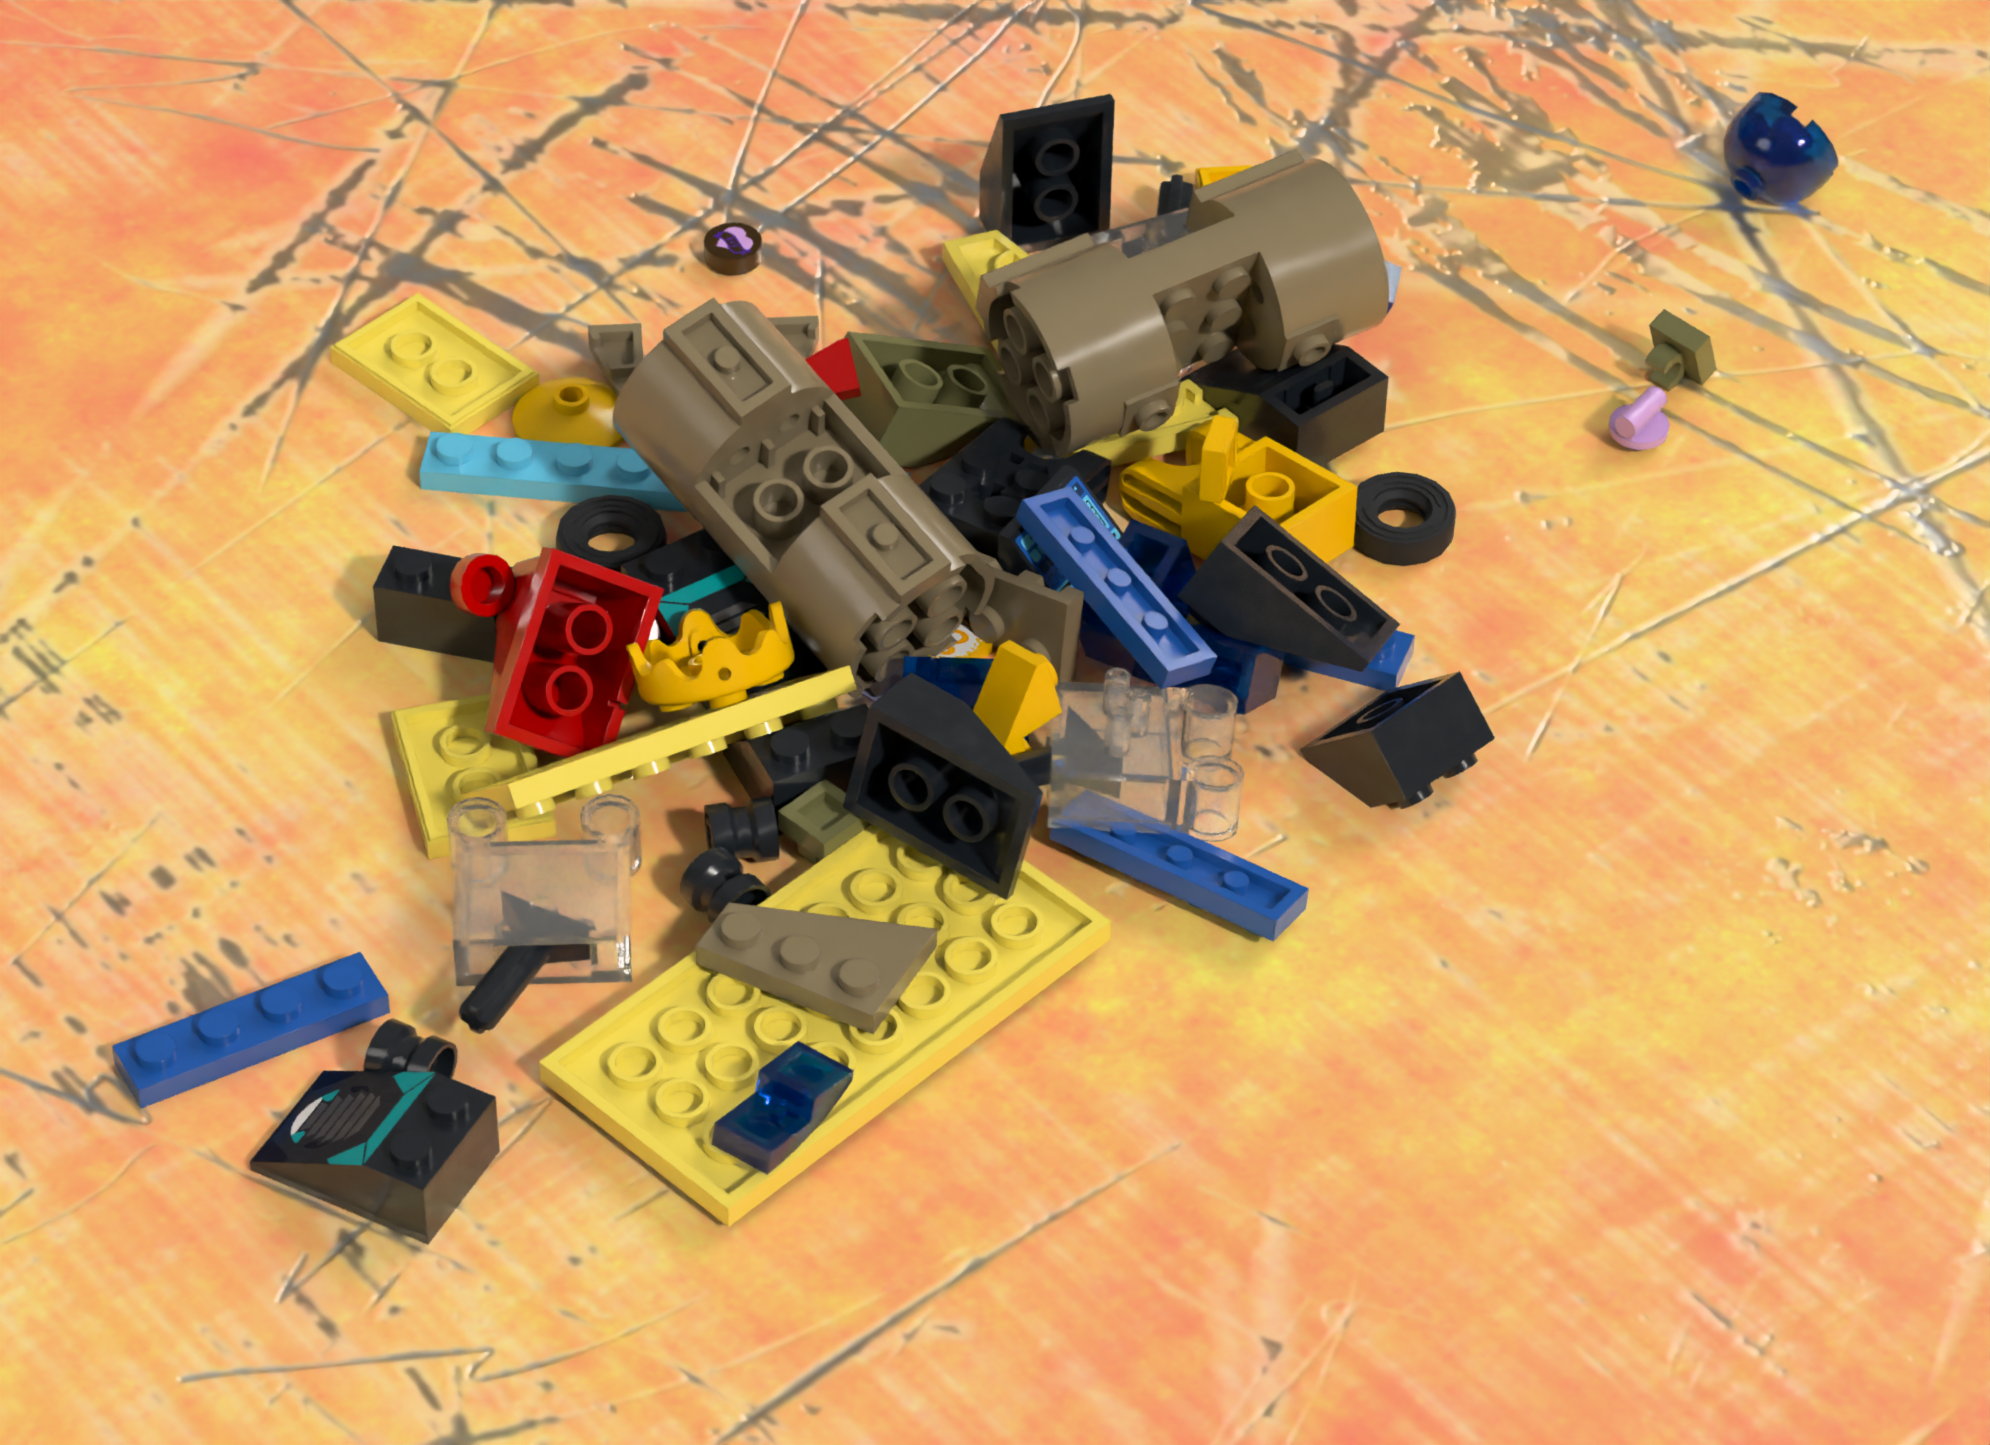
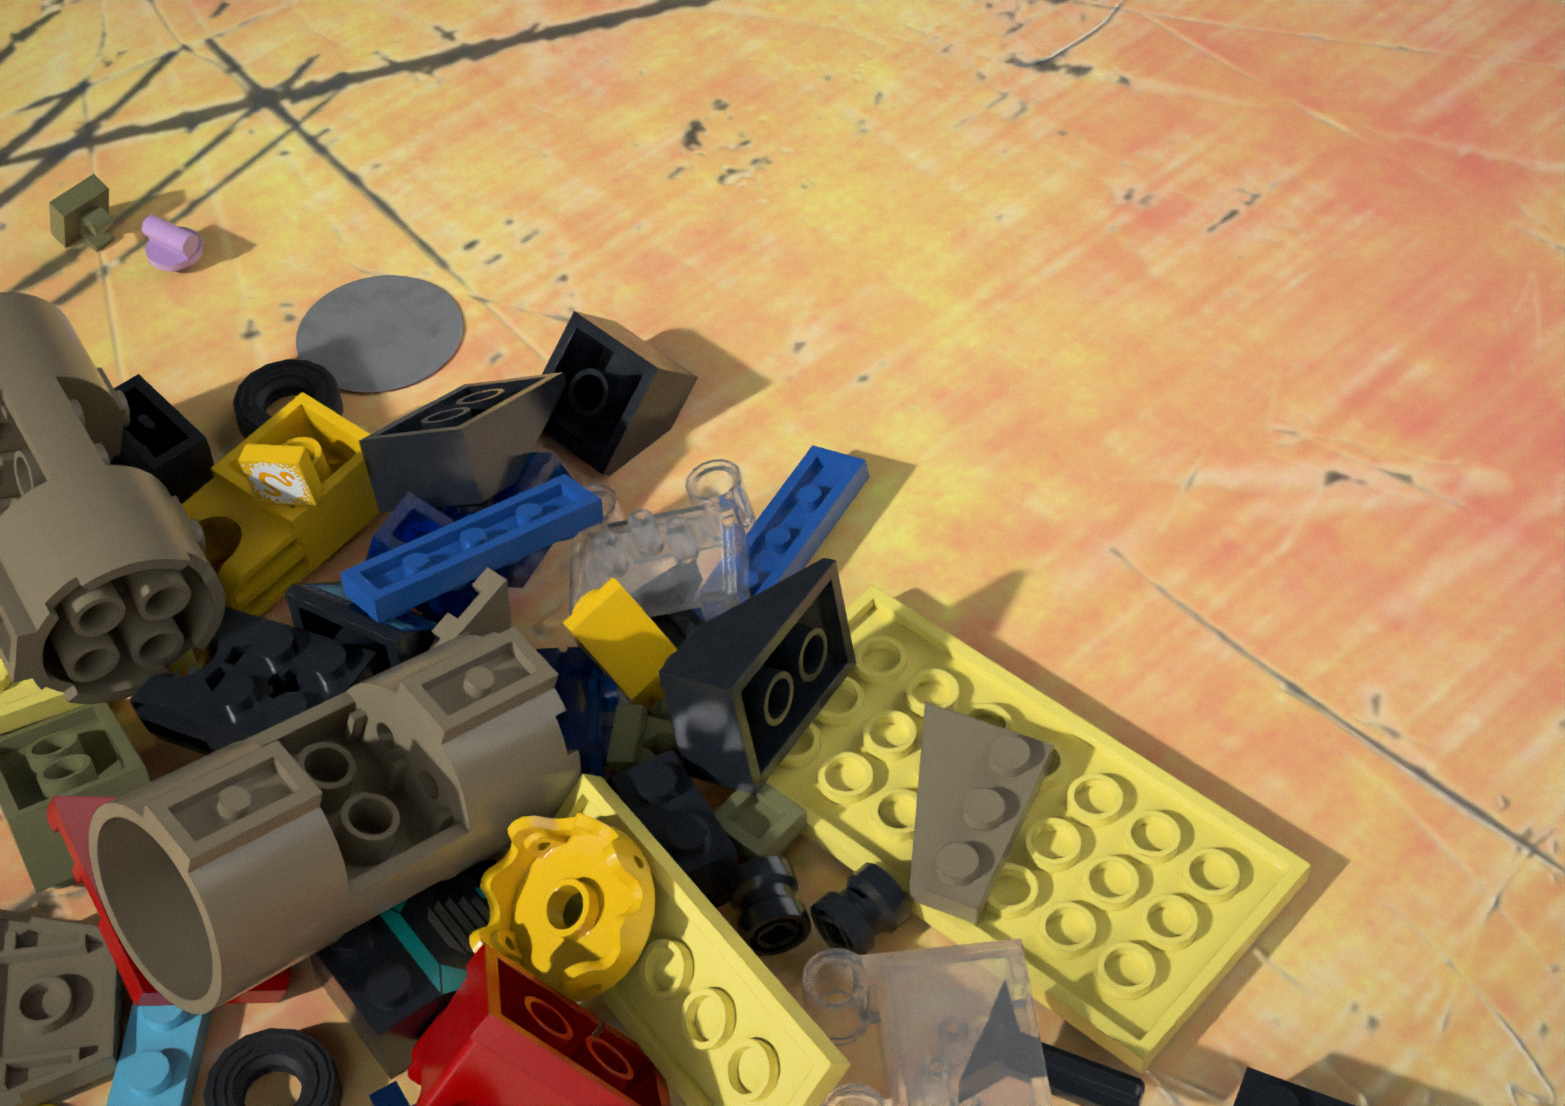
camera: 90 degrees left, 5 degrees up
(787, 1106) = (1171, 815): clear blue slope -> none
(1520, 589) = (381, 332): none -> flat silver sticker

